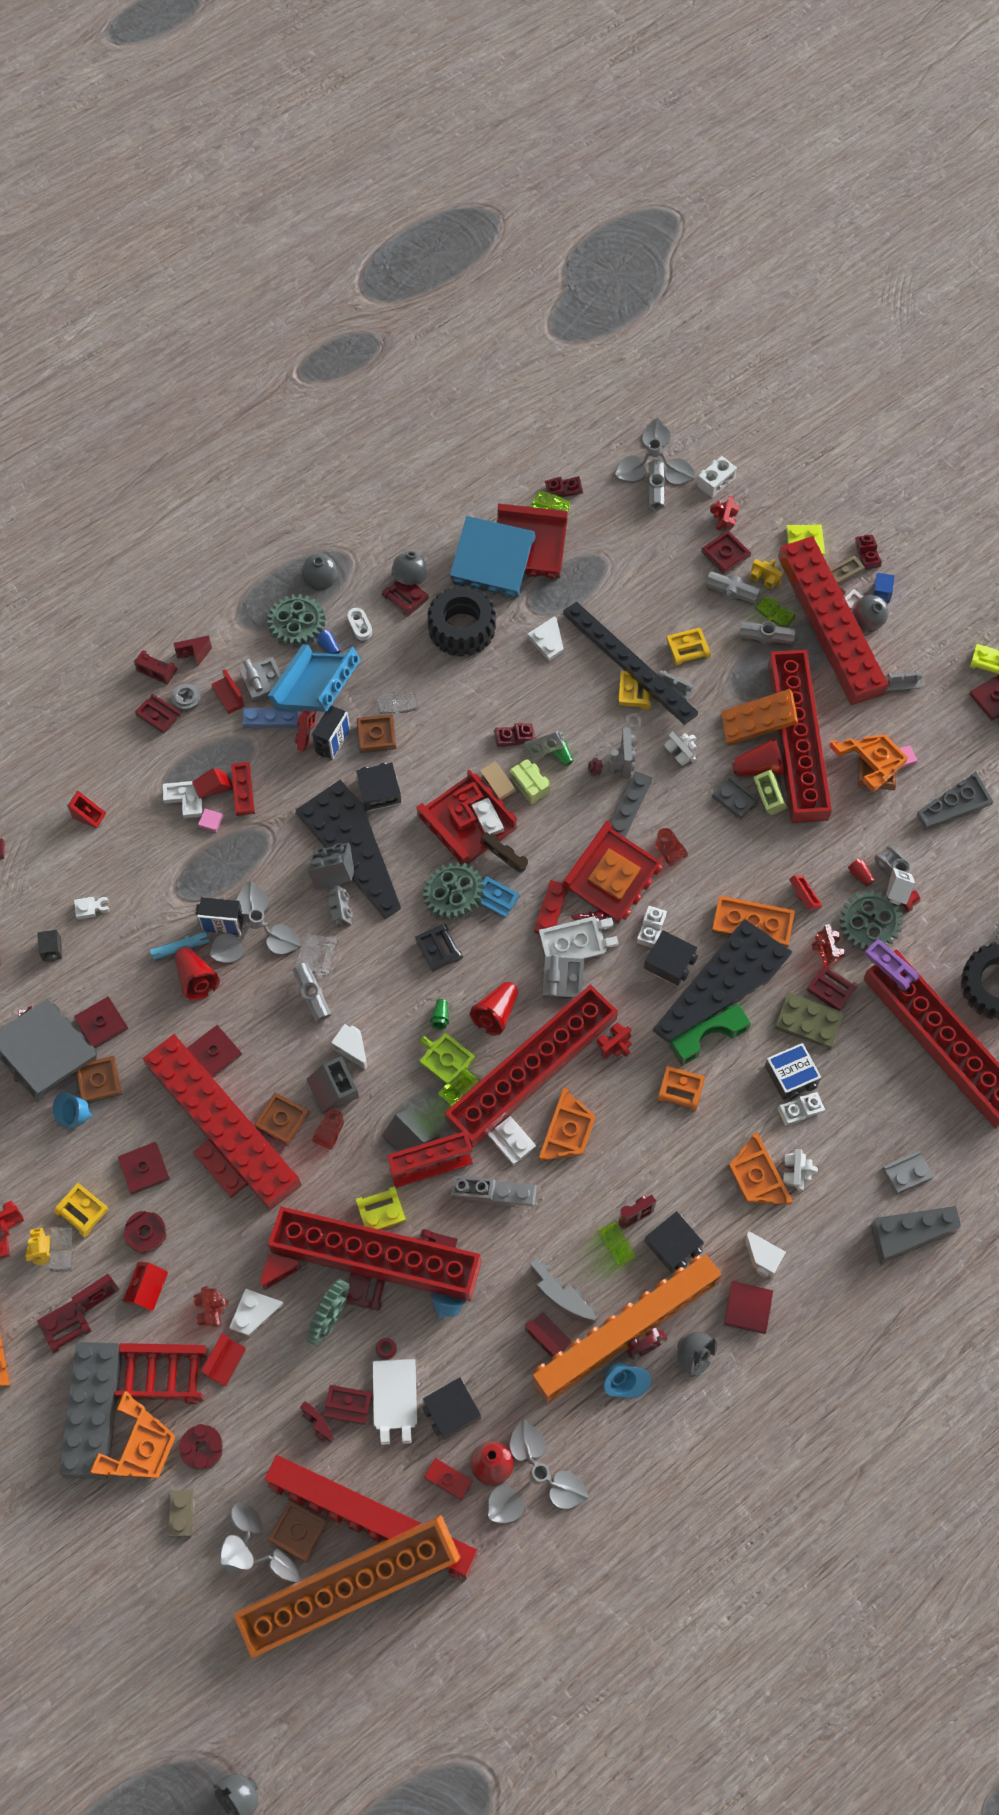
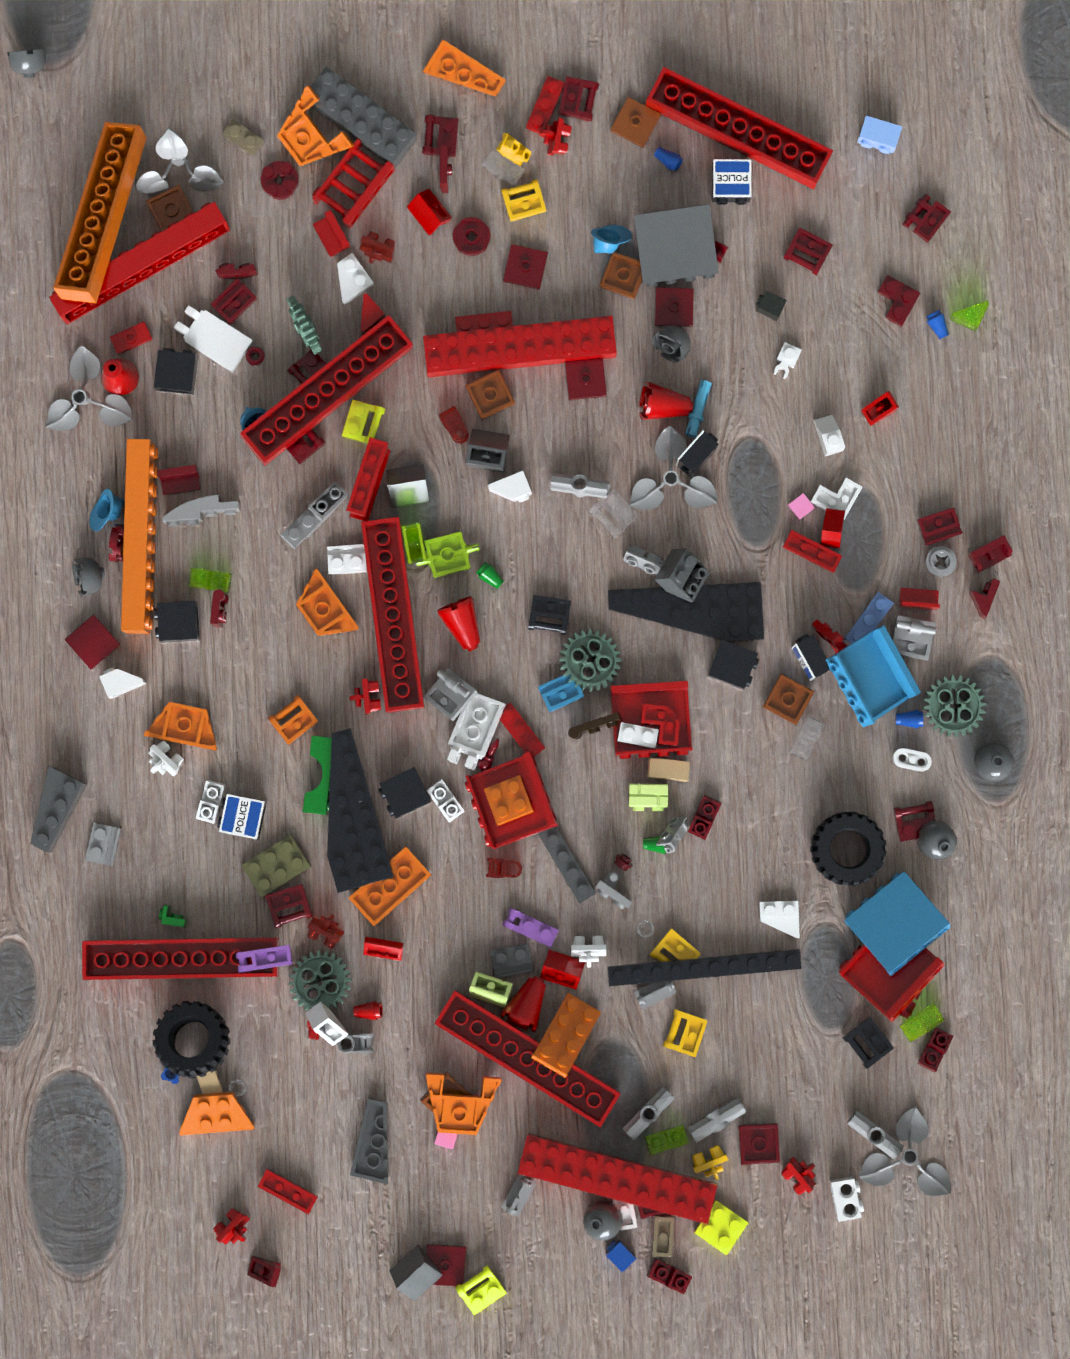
camera: 130 degrees right, 20 degrees up
(134, 999) = (673, 342): none -> dark grey cylinder
(135, 833) = (829, 435): none -> white slope
(589, 525) = (873, 1038): none -> black plate
(699, 800) = (531, 927): none -> medium lavender plate
(711, 757) = (562, 969): none -> red panel
(920, 1067) = (174, 920): none -> green bracket

